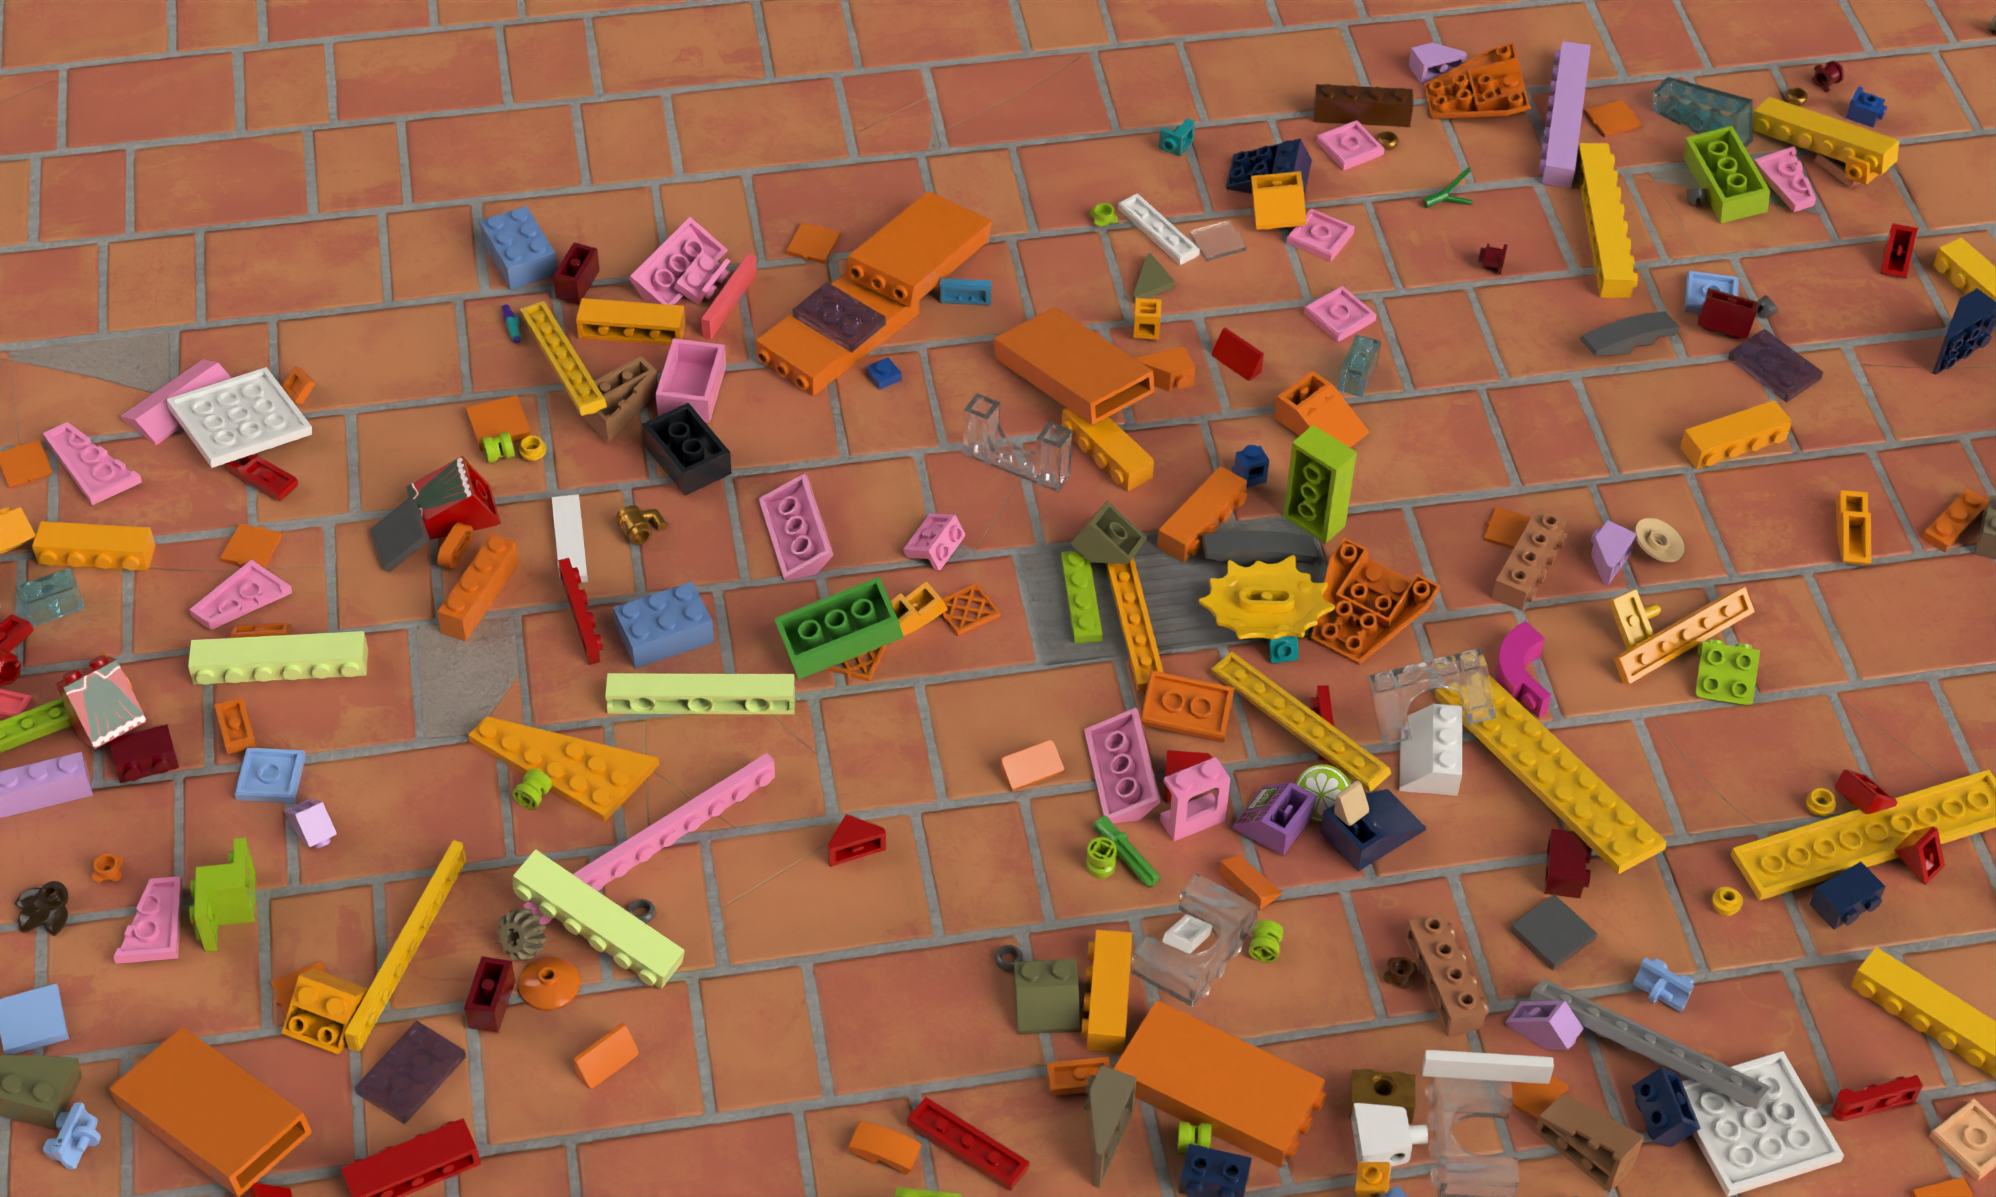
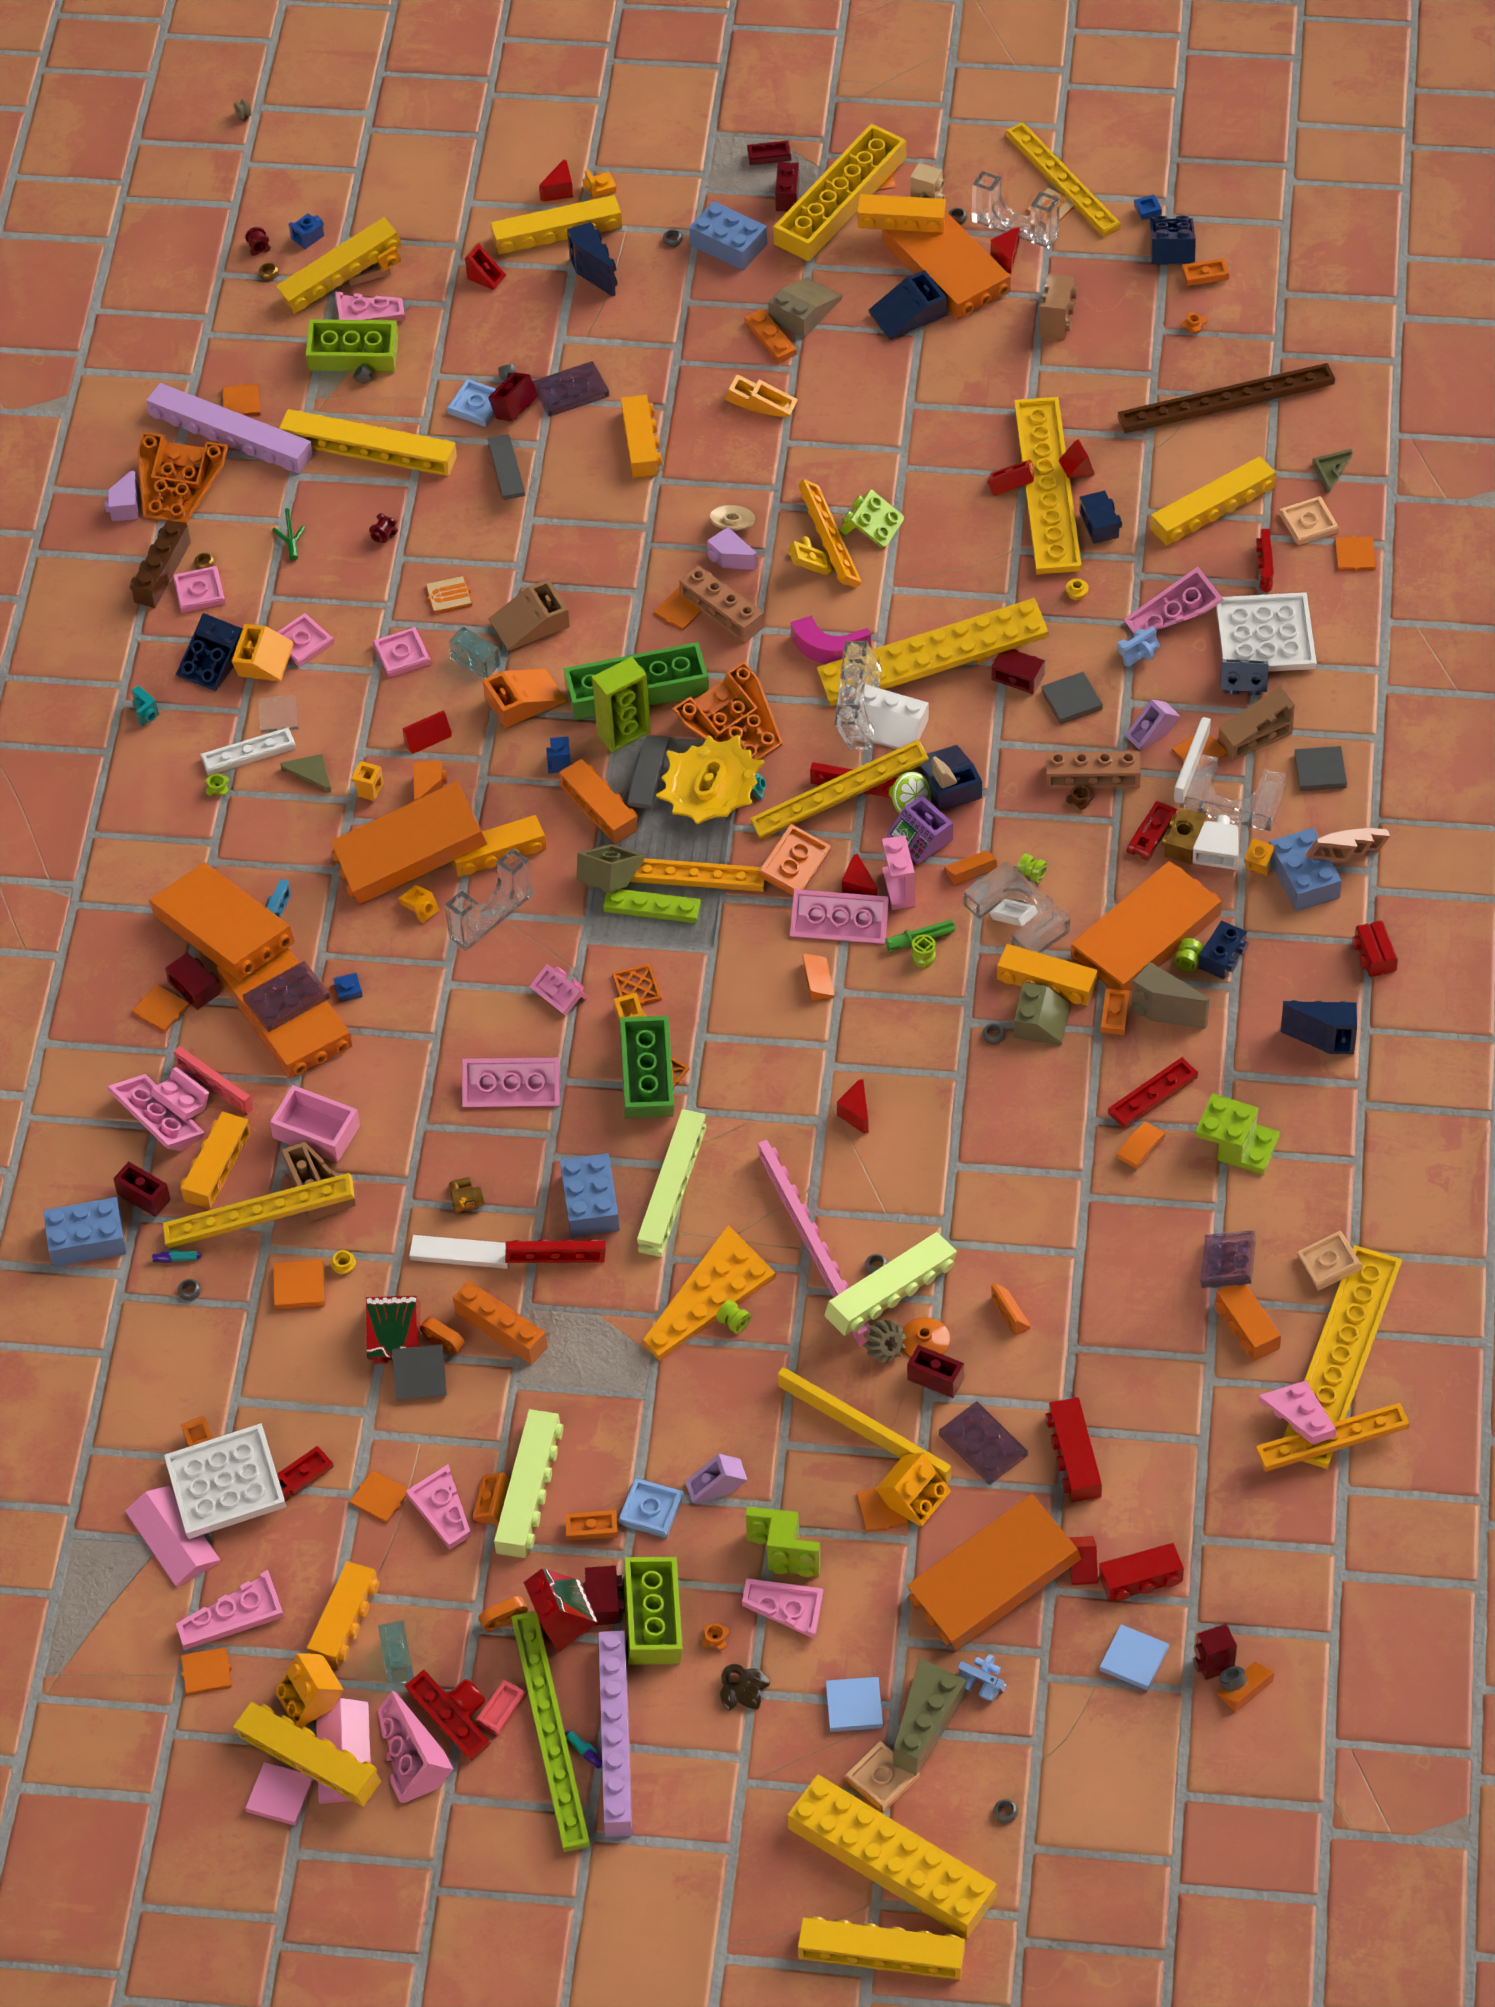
camera: 70 degrees left, 5 degrees up
(124, 798) = (652, 1610): none -> lime brick
(474, 349) = (189, 1296): none -> dark grey piece
(492, 450) = (335, 1283): lime wheel -> none
(687, 449) = (396, 1141): black brick -> none
(836, 253) = (193, 980): none -> dark red brick
(1010, 399) = (421, 902): none -> light orange bracket
(1375, 1056) = (1151, 830): none -> red plate
(1391, 515) = (670, 672): none -> bright green brick
(1433, 401) = (530, 616): none -> medium nougat slope
(1436, 333) = (449, 594): none -> piece
(1657, 1047) = (1193, 666): light grey plate -> none
(1703, 108) = (269, 334): clear light blue wedge -> none
(1752, 1010) = (1179, 602): none -> bright pink wedge
(1821, 802) = (1008, 506): yellow plate -> none

